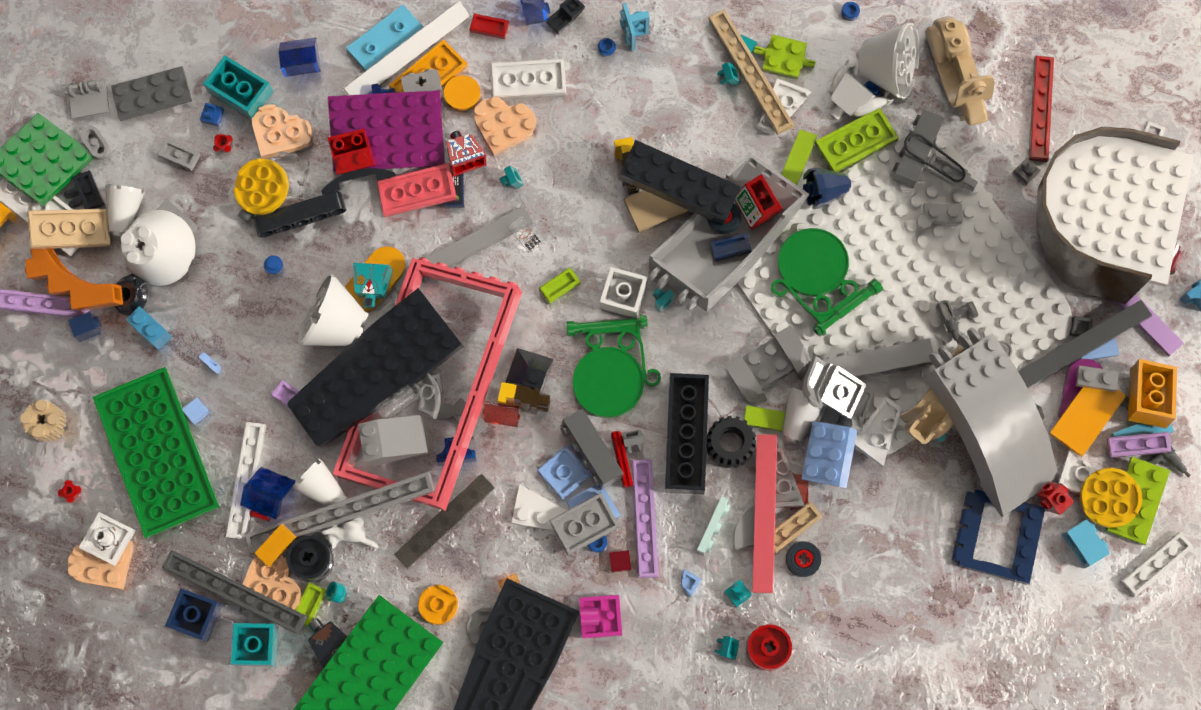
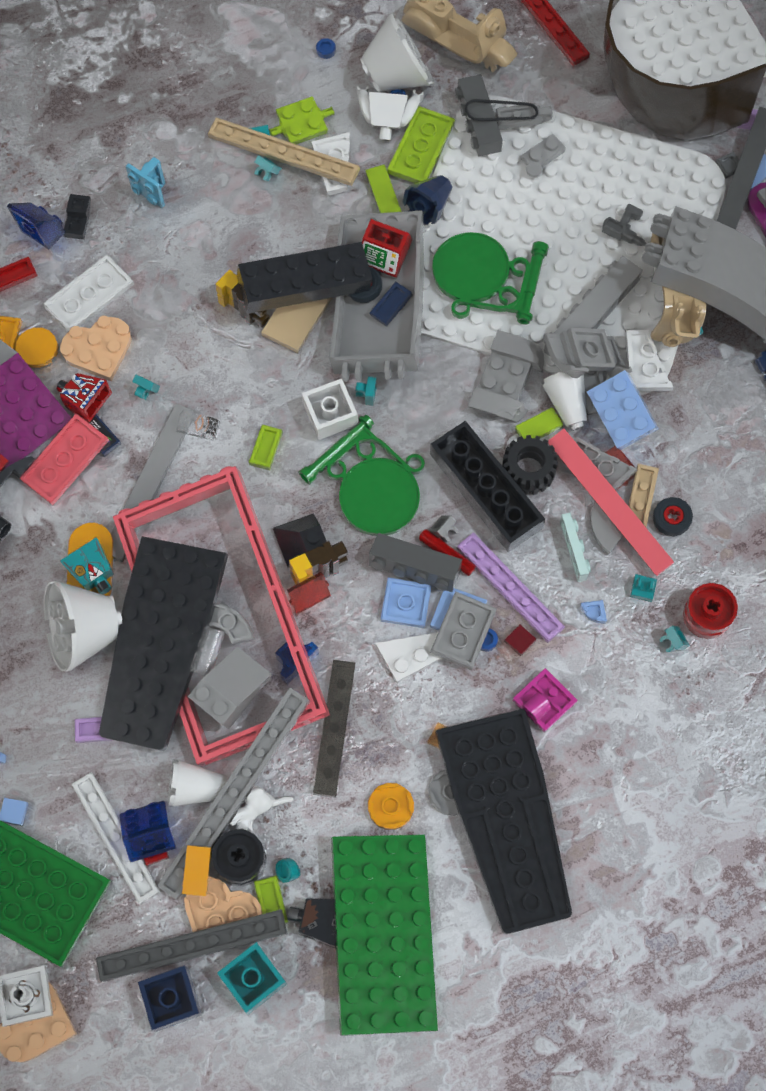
camera: 40 degrees left, 5 degrees down
(448, 411) = (268, 621): light grey hinge -> none
(606, 47) = (137, 218): blue plate -> none
(1026, 171) = (580, 74): dark grey tile -> none

